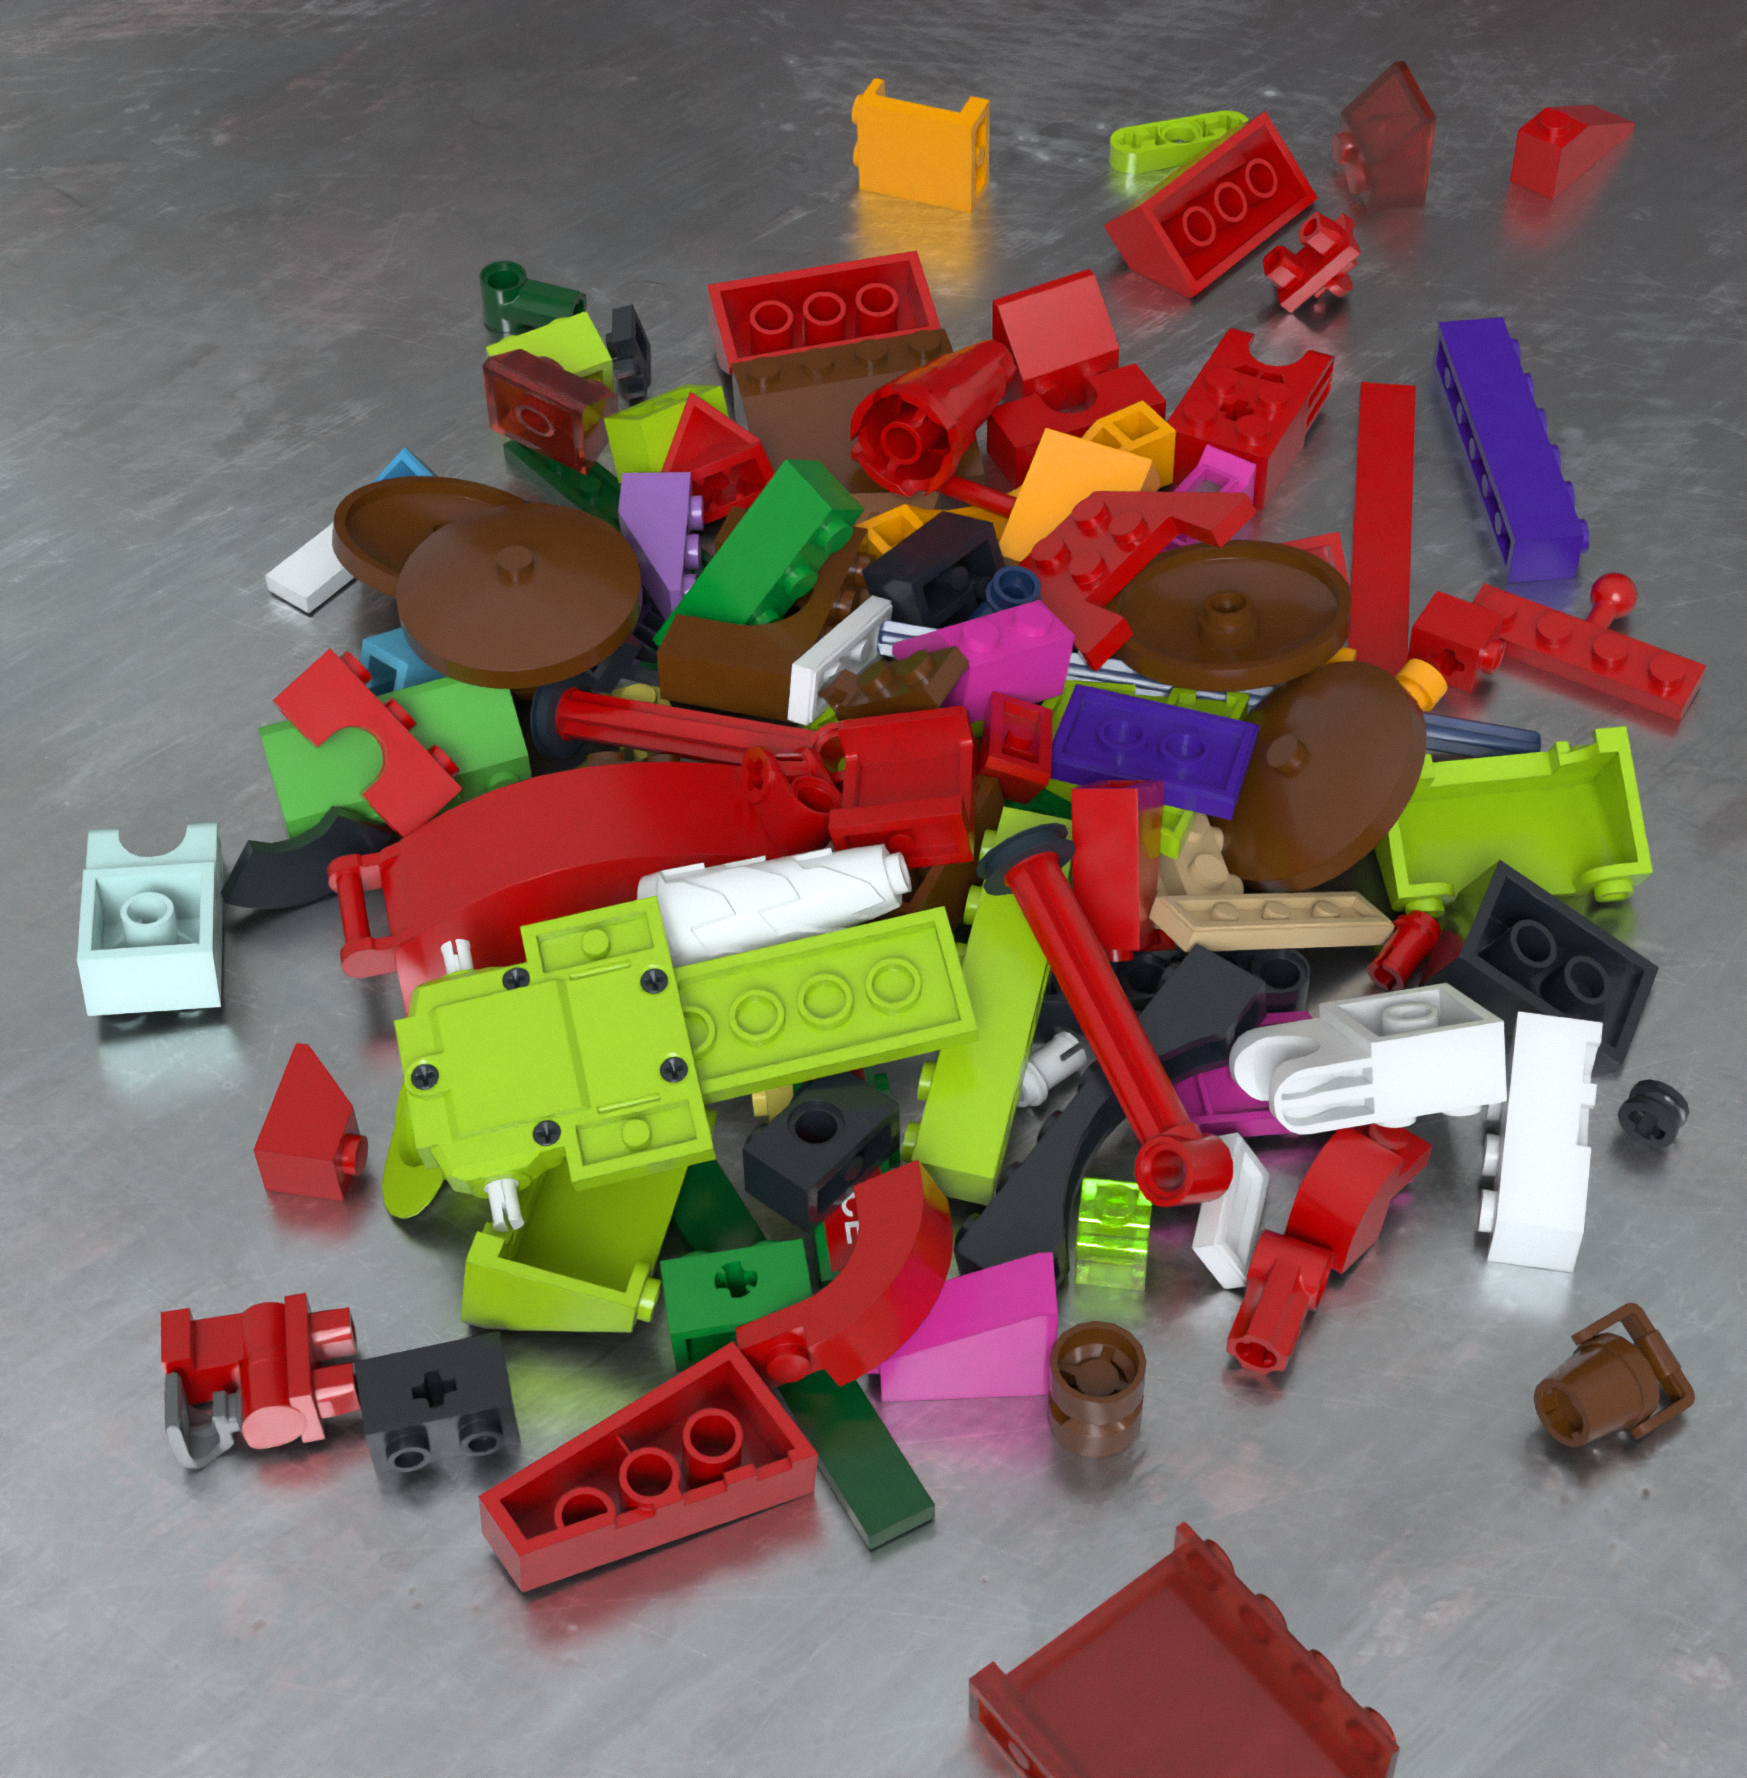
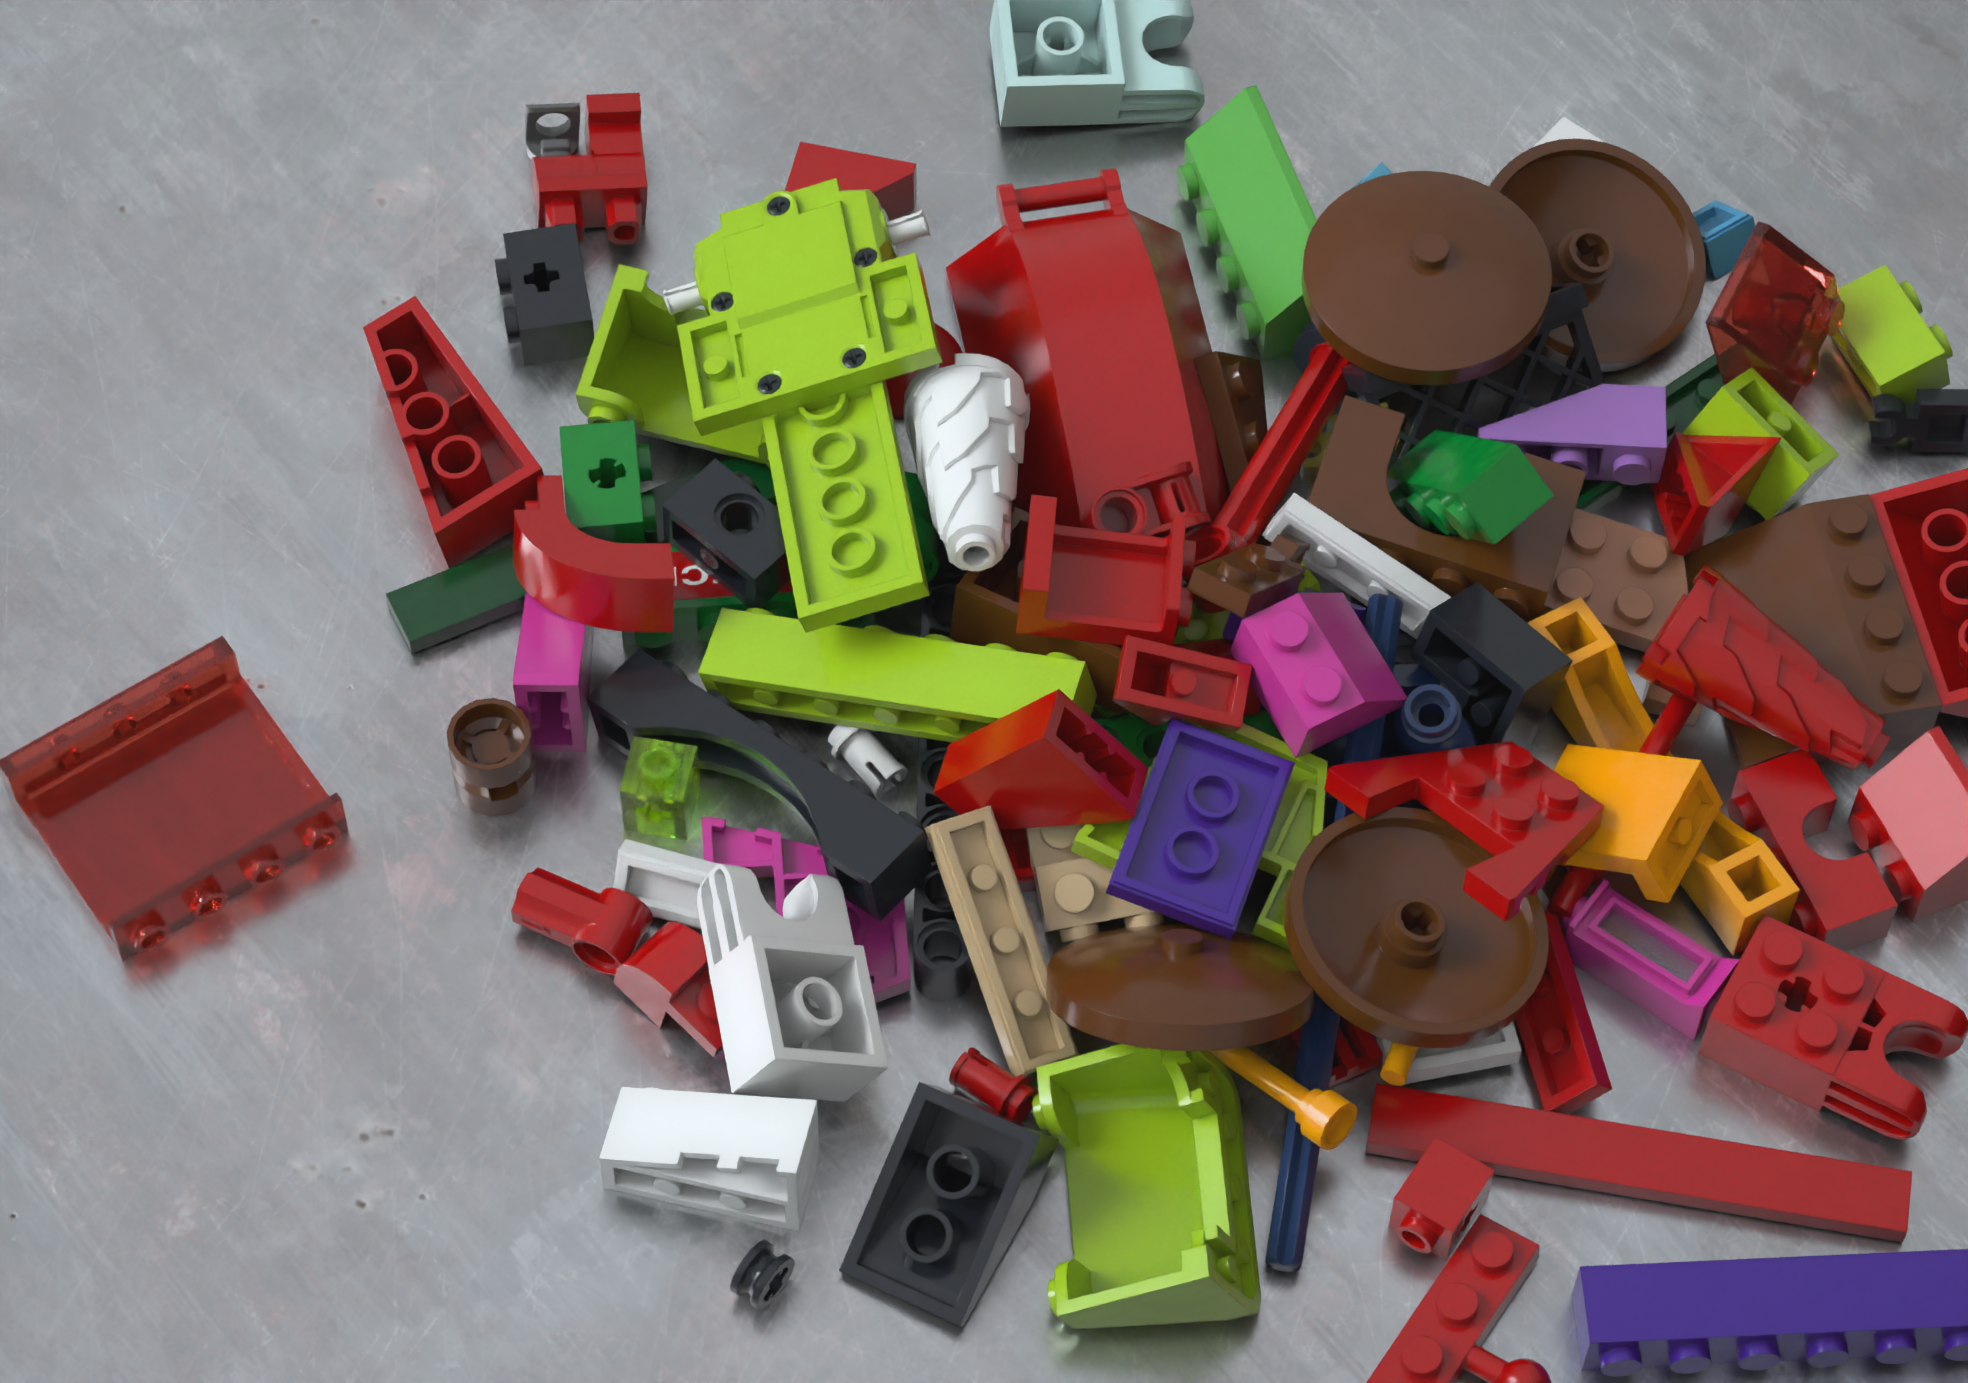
camera: 90 degrees right, 10 degrees up
(296, 868) = (1153, 172): black tile -> none
(411, 779) = (1260, 137): arch -> none
(1031, 870) = (694, 808): red piece -> none
(1612, 1382) = (444, 1159): reddish brown piece -> none

